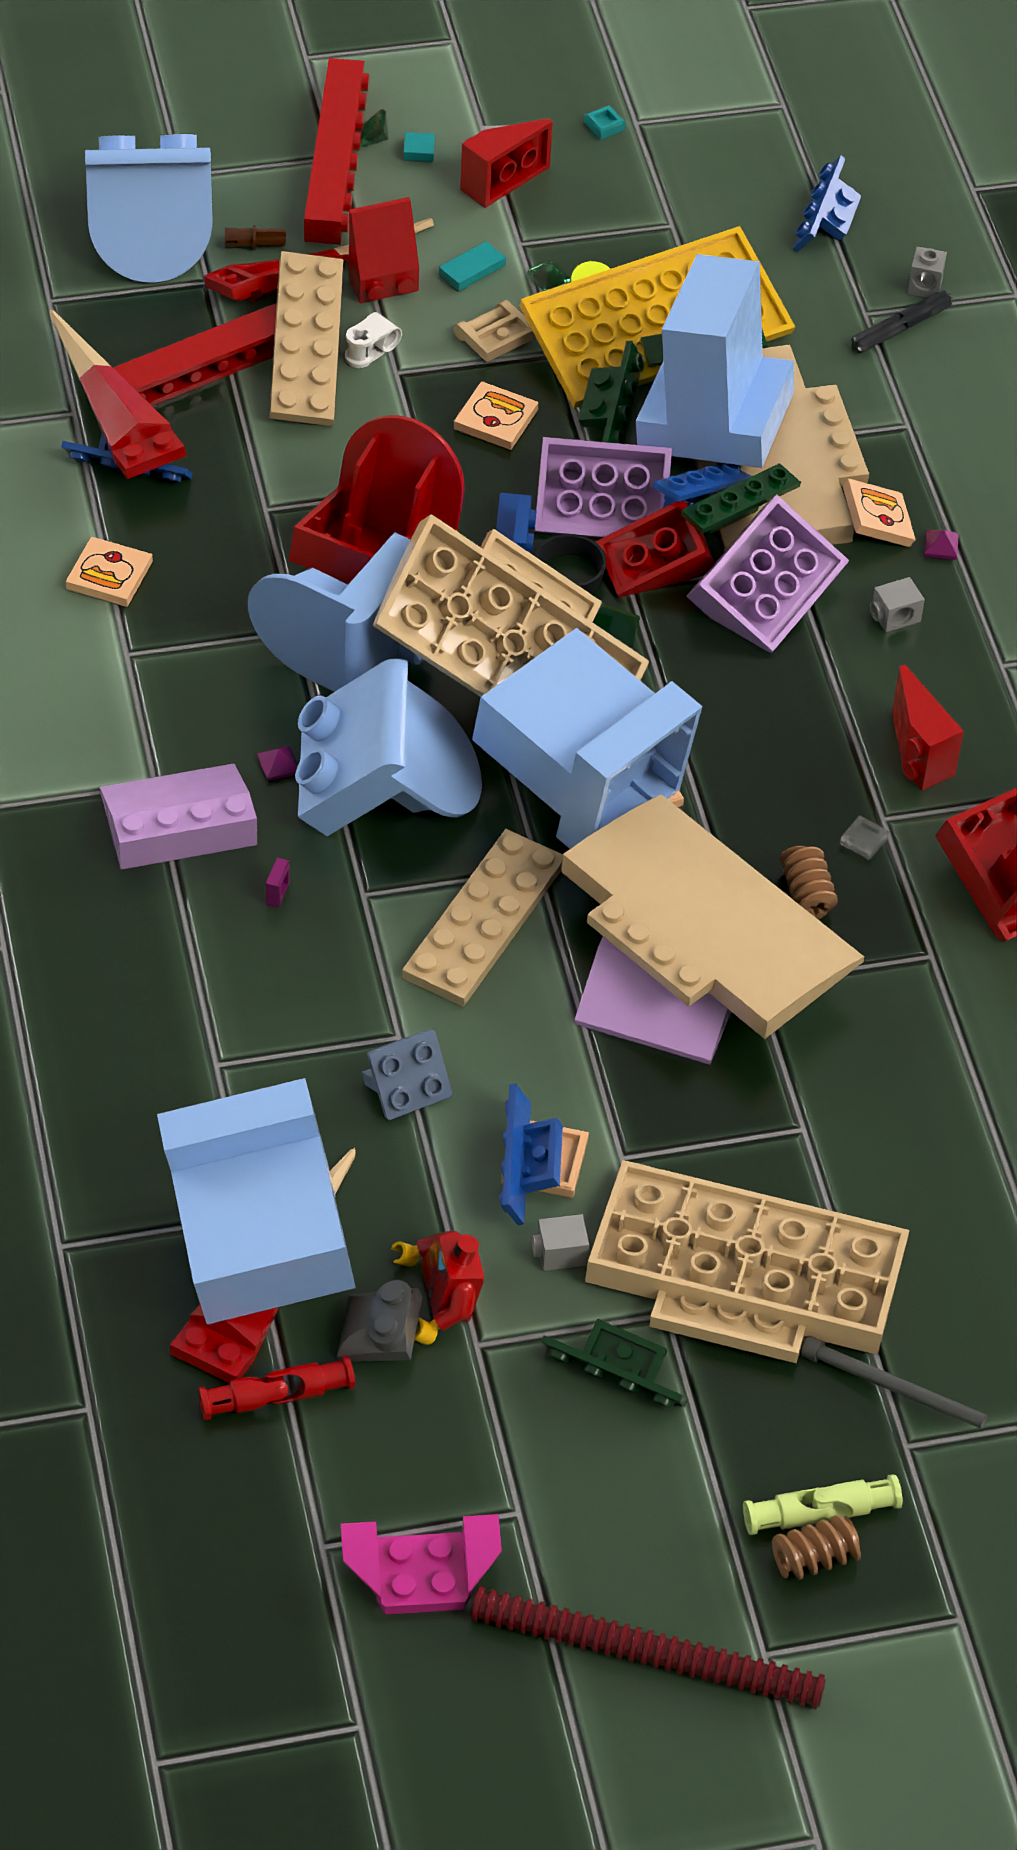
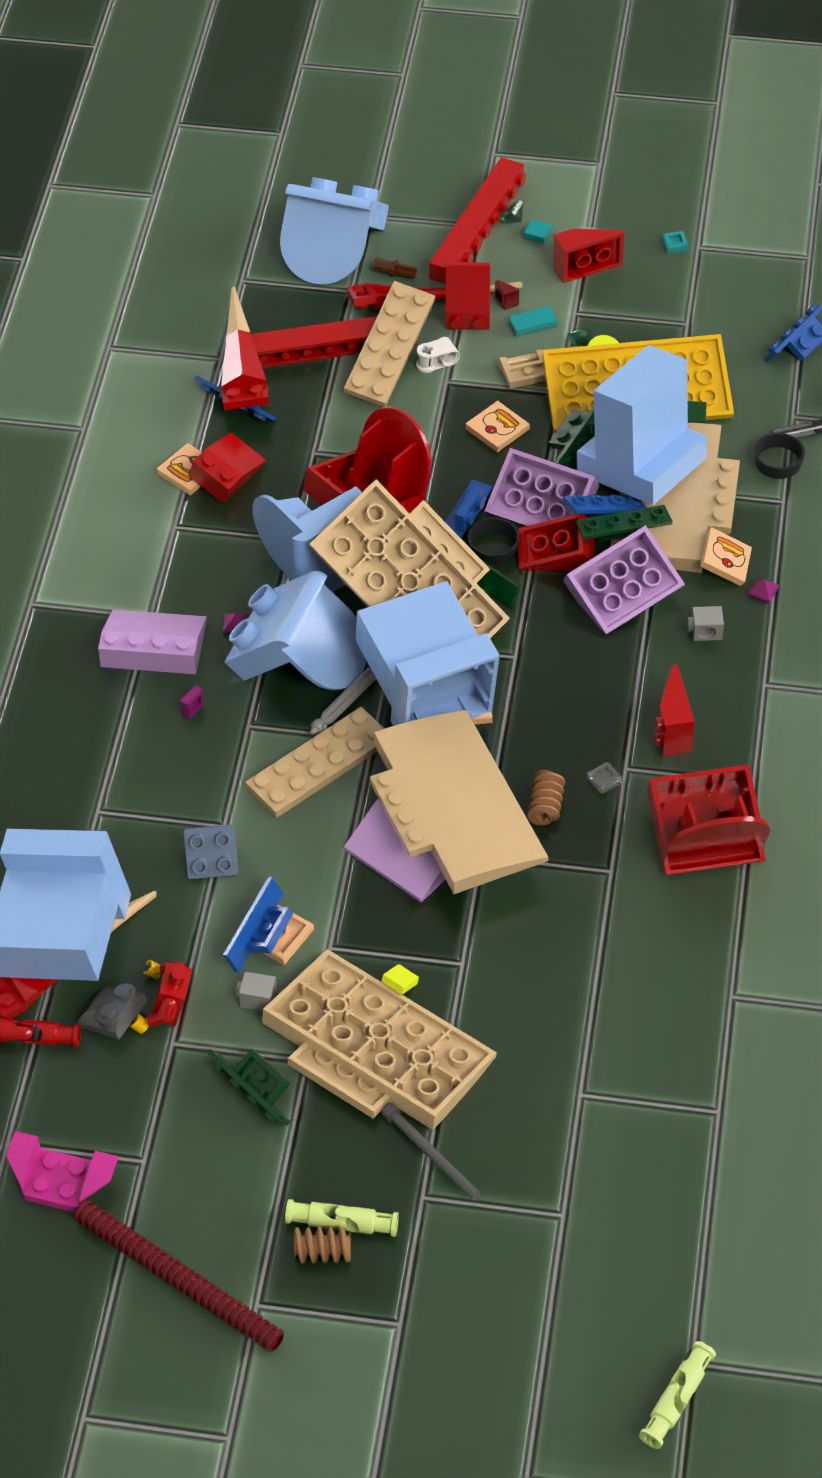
camera: 25 degrees right, 0 degrees up
(163, 557) = (225, 467): none -> red slope
(427, 240) = (506, 295): none -> dark red slope
(479, 823) = (336, 708): none -> light grey wheel
(738, 1171) = (400, 979): none -> neon yellow tile
(878, 347) = (779, 440): none -> black tyre

